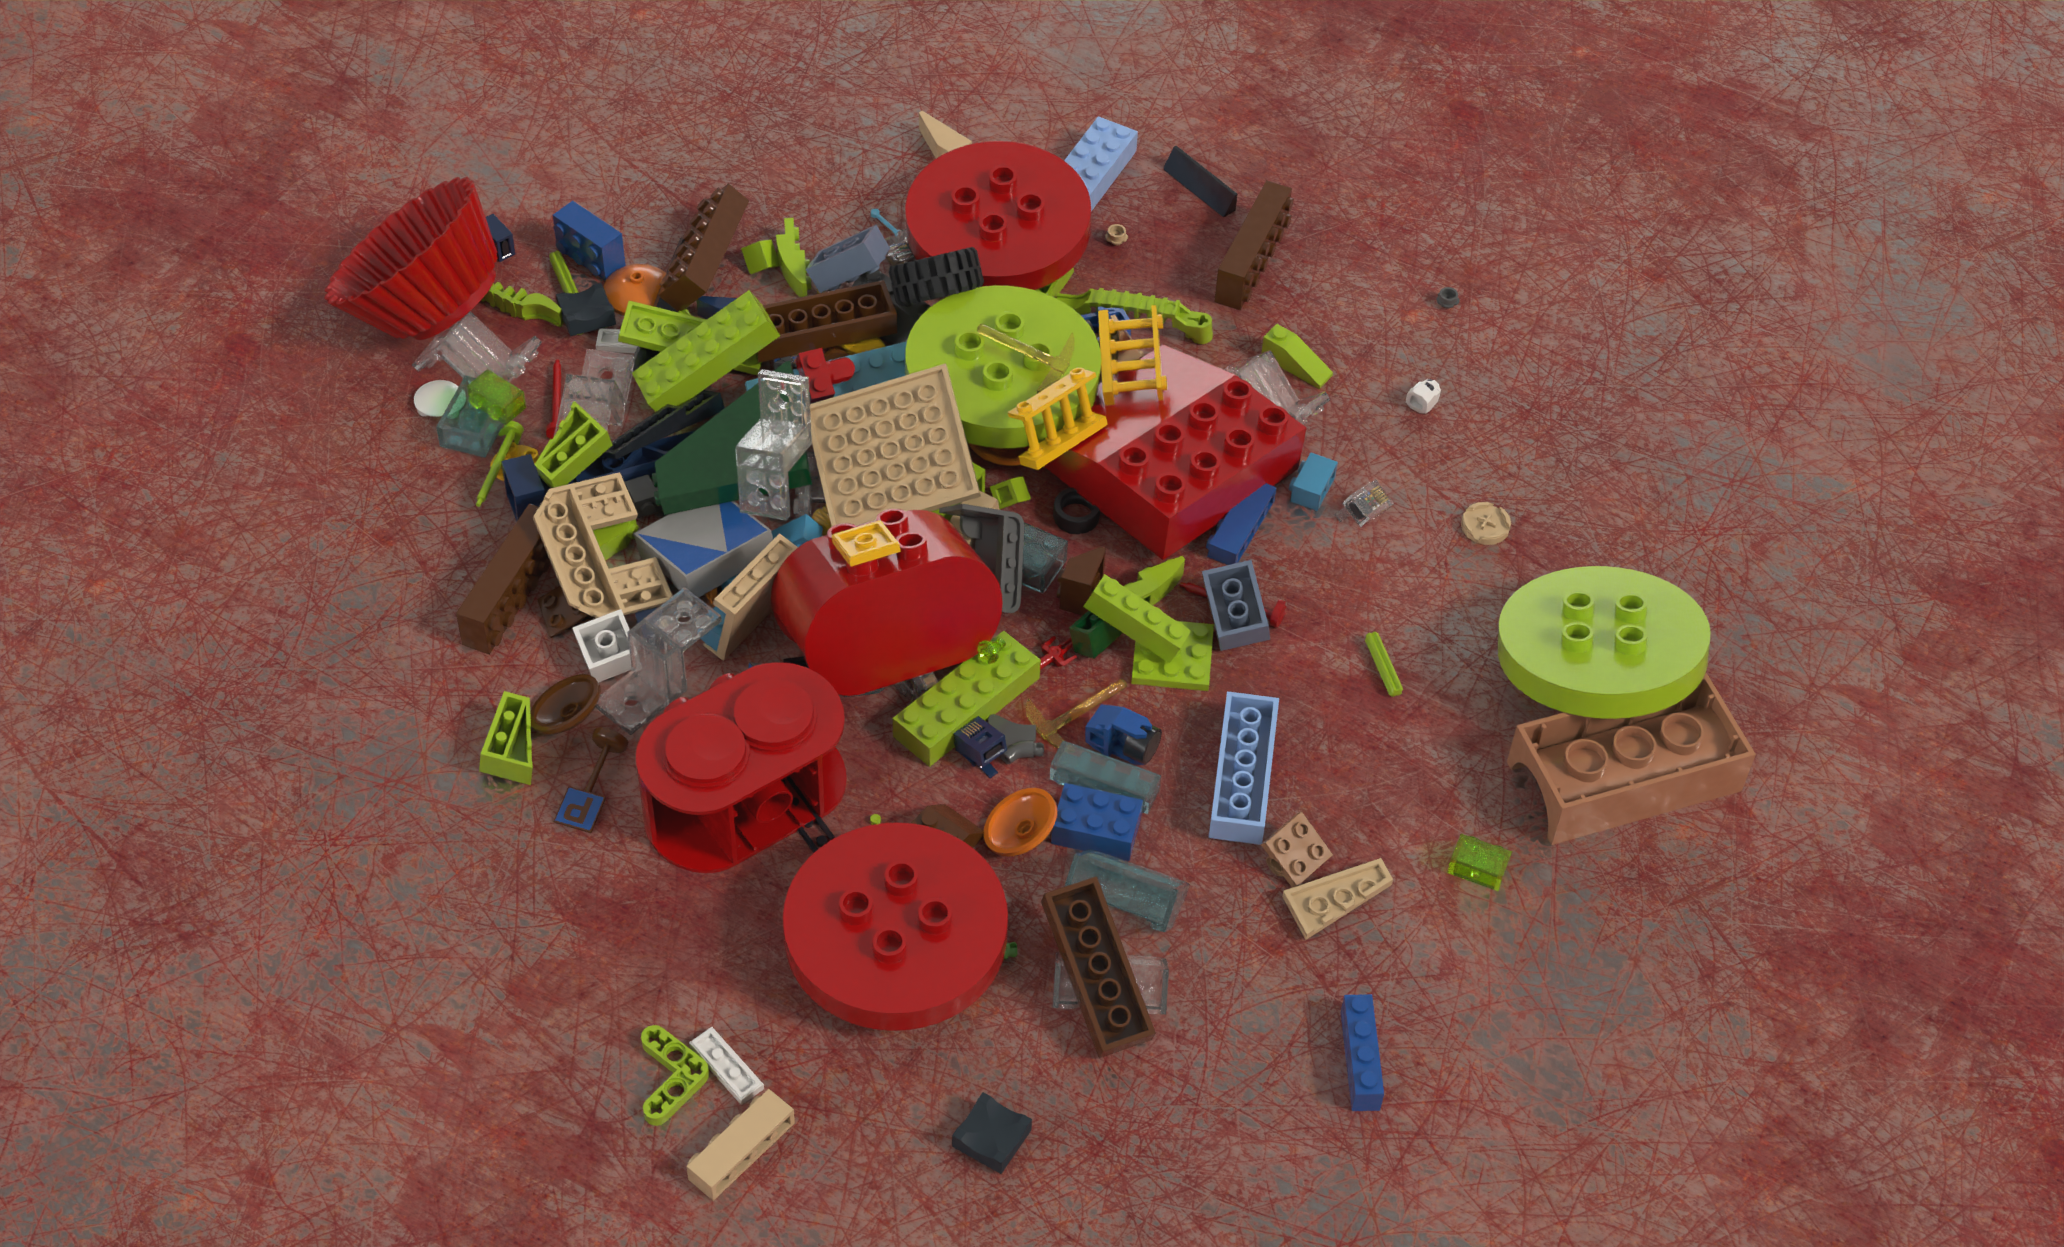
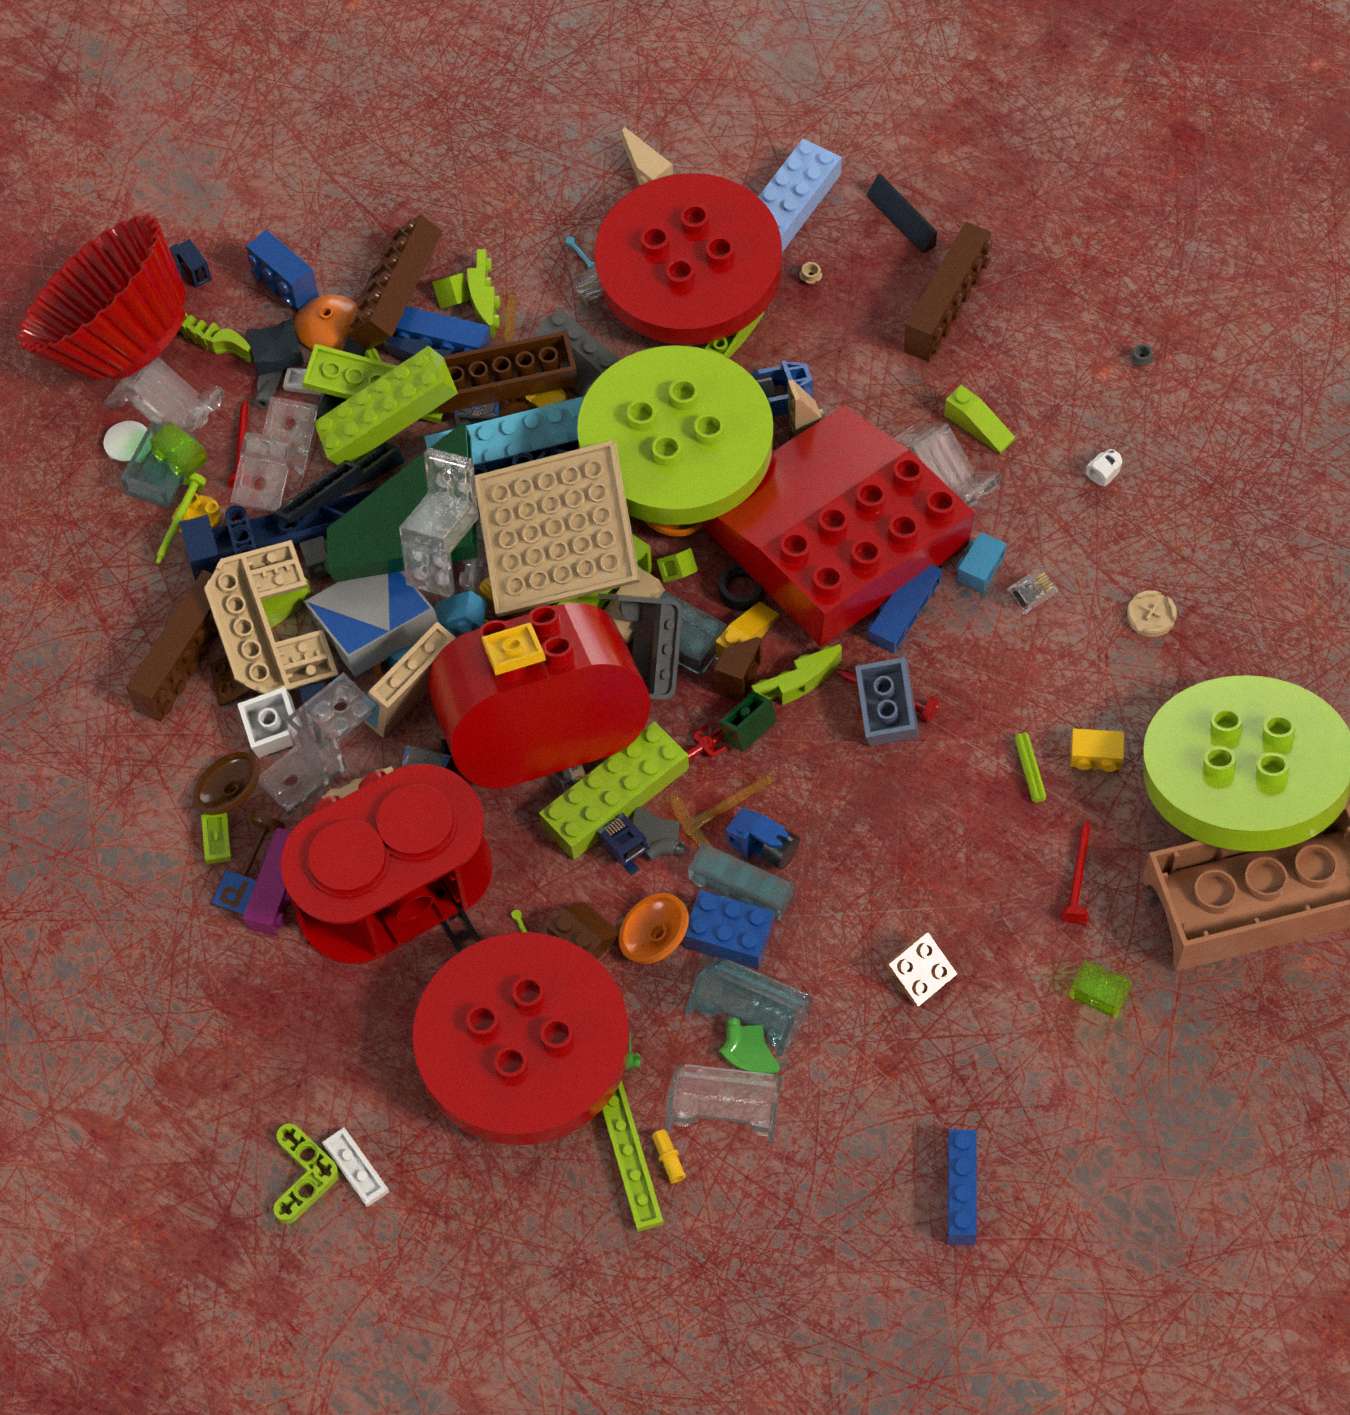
camera: 10 degrees right, 10 degrees up
(509, 741) = (170, 821): lime wedge -> none
(556, 758) = (216, 838): none -> lime plate
(562, 272) = (256, 304): lime axle -> none
(572, 448) = (246, 513): lime wedge -> none
(577, 347) = (266, 388): none -> dark grey piece
(619, 802) = (269, 895): none -> magenta brick
(740, 1144) = (361, 1250): tan brick -> none
(766, 290) = (442, 330): none -> blue brick
(823, 373) = (497, 433): red brick -> none
(848, 259) = (535, 301): sand blue brick -> none
(936, 276) = (616, 332): black tyre -> none
(990, 650) = (638, 745): clear neon green rock -> none
(991, 1133) = (598, 1252): black brick -> none
(1018, 1046) = (631, 1162): none -> lime plate
(1055, 1039) = (668, 1156): none -> yellow axle
(1058, 364) = (726, 441): clear yellow piece -> none
(1072, 432) = (735, 514): yellow fence -> none
(1086, 541) = (749, 625): none -> yellow slope
(1098, 967) = (711, 1090): reddish brown brick -> none
(1110, 346) = (783, 416): yellow fence -> none
(1133, 933) = (747, 1048): none -> bright green arm
(1137, 618) = (786, 716): lime brick -> none
(1187, 669) = (821, 748): lime plate -> none
(1194, 324) = (875, 379): lime piece -> none
(1244, 768) = (877, 878): light blue brick -> none
(1333, 896) = (951, 1019): tan wing -> none
(1442, 793) = (1073, 913): none -> red piece
(1448, 644) = (1097, 749): none -> yellow brick

